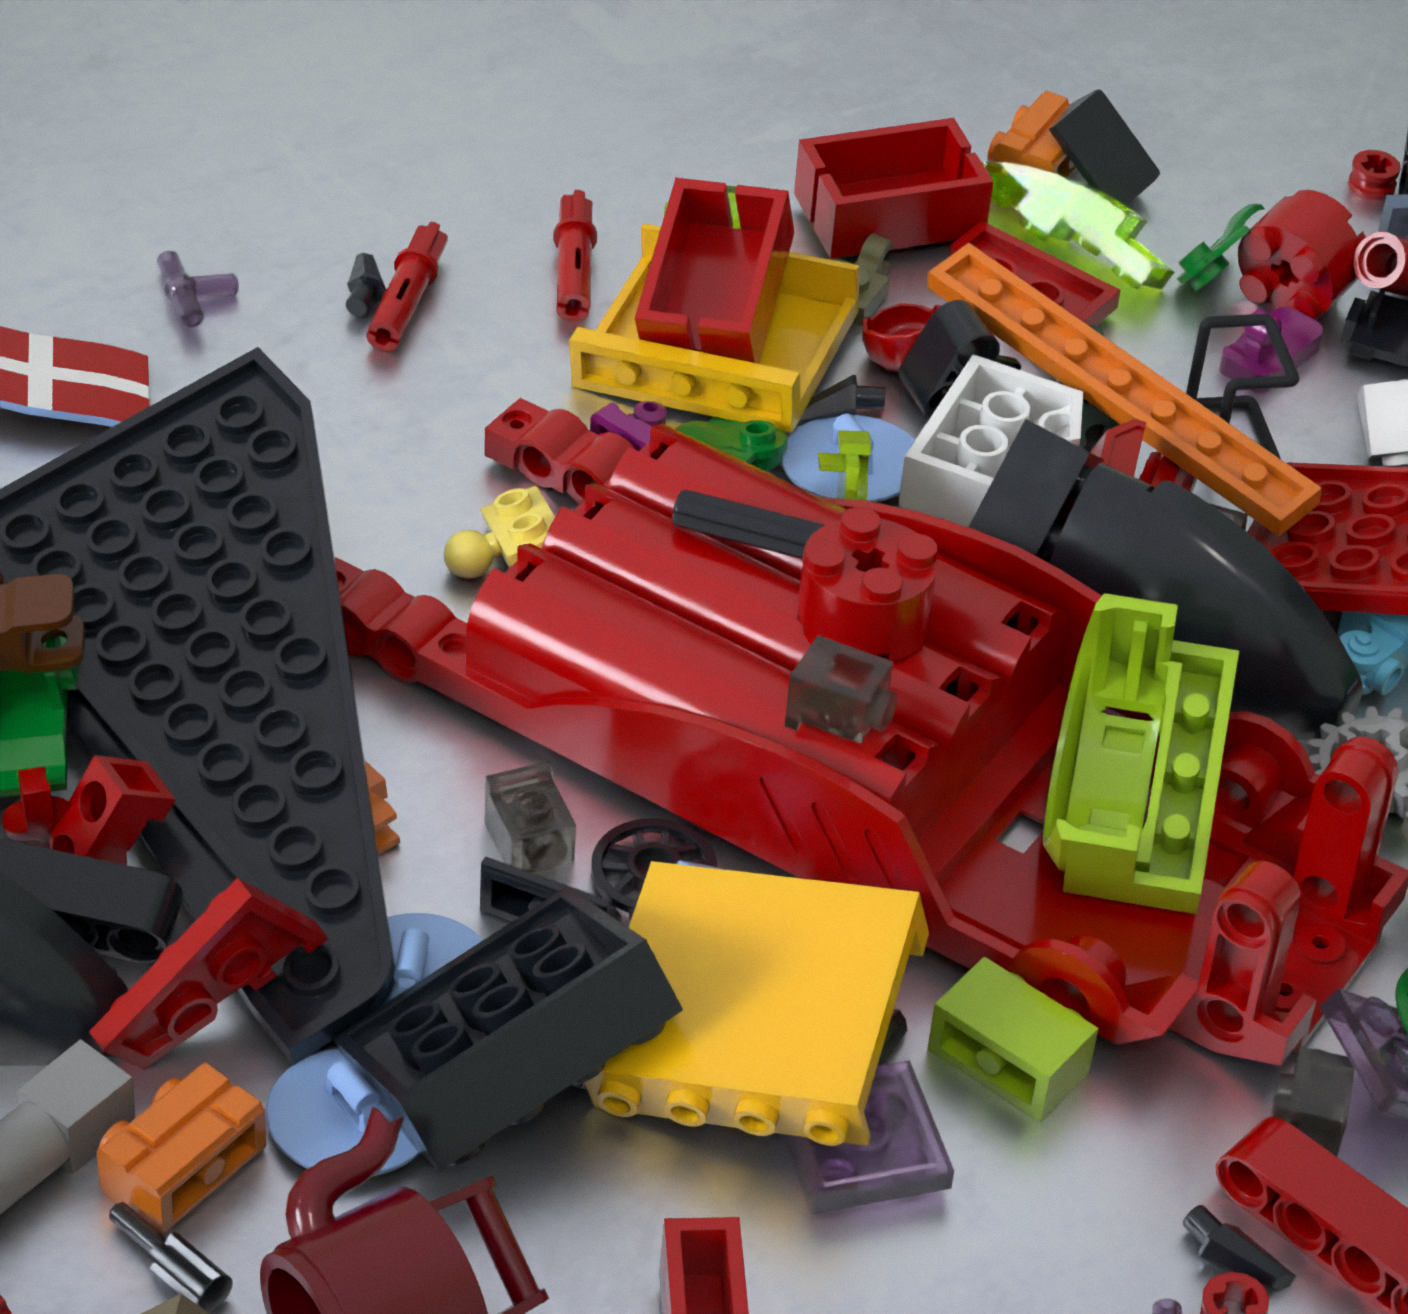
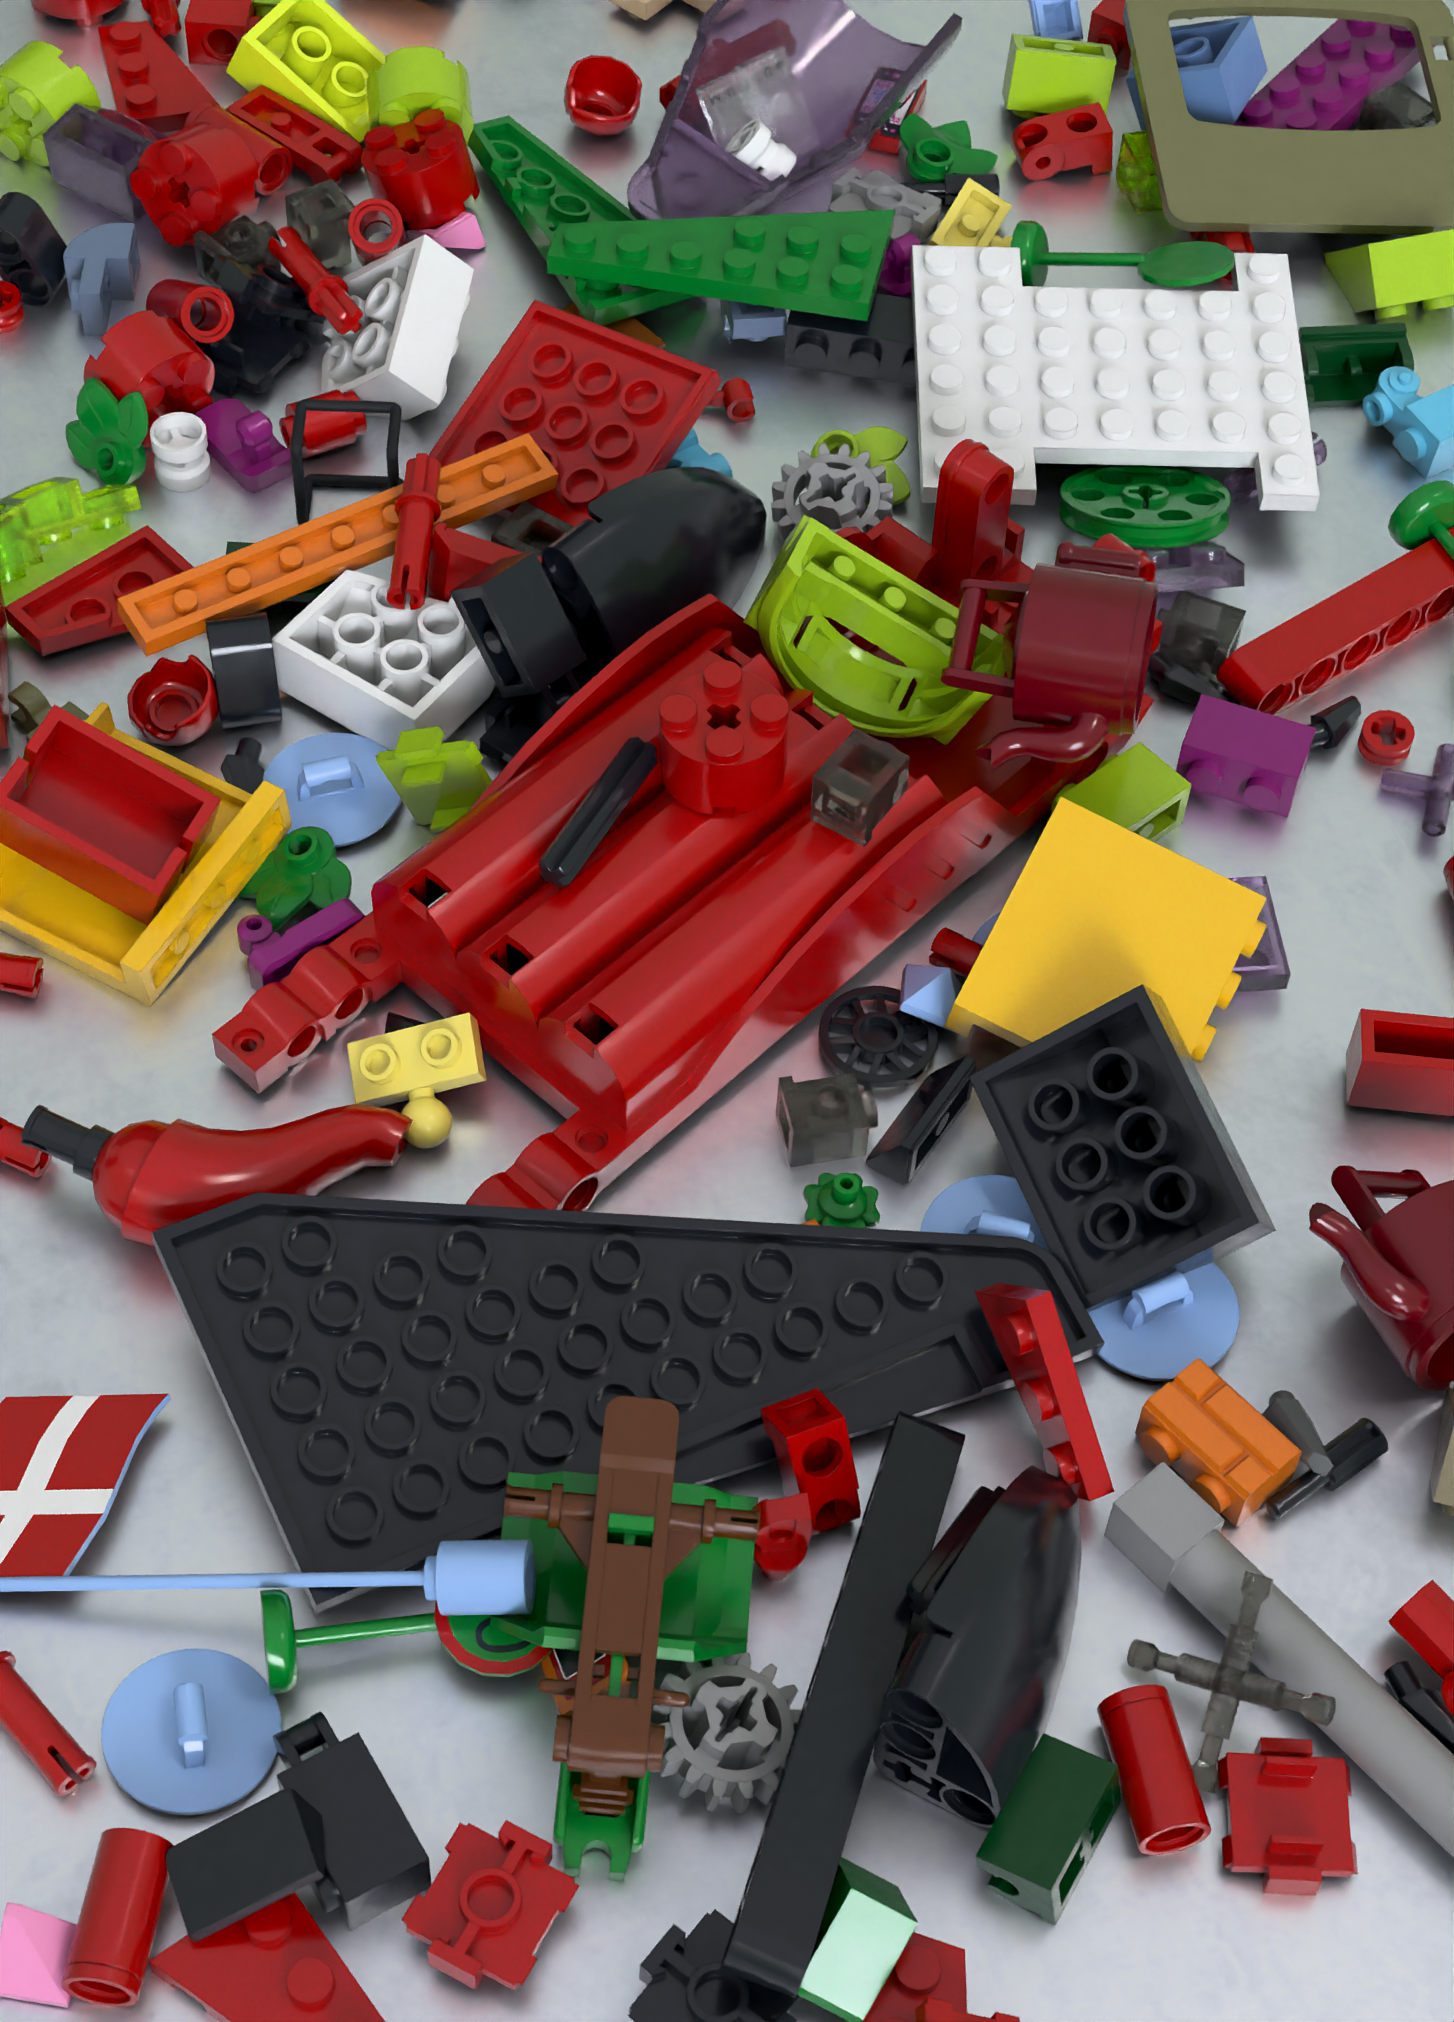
camera: 80 degrees left, 10 degrees up
(205, 1213) = (1293, 1422): none -> dark grey bar
(363, 421) = (176, 1170): none -> red animal
(427, 843) = (841, 1201): none -> green plant
(1113, 874) = (1069, 652): none -> dark red piece
(1137, 1153) = (1245, 755): none -> magenta brick
(1157, 409) = (417, 512): none -> red axle
(1229, 290) = (180, 451): none -> white wheel
(1245, 1102) = (1180, 681): none -> black bar
(1323, 391) = (325, 429): none -> red brick

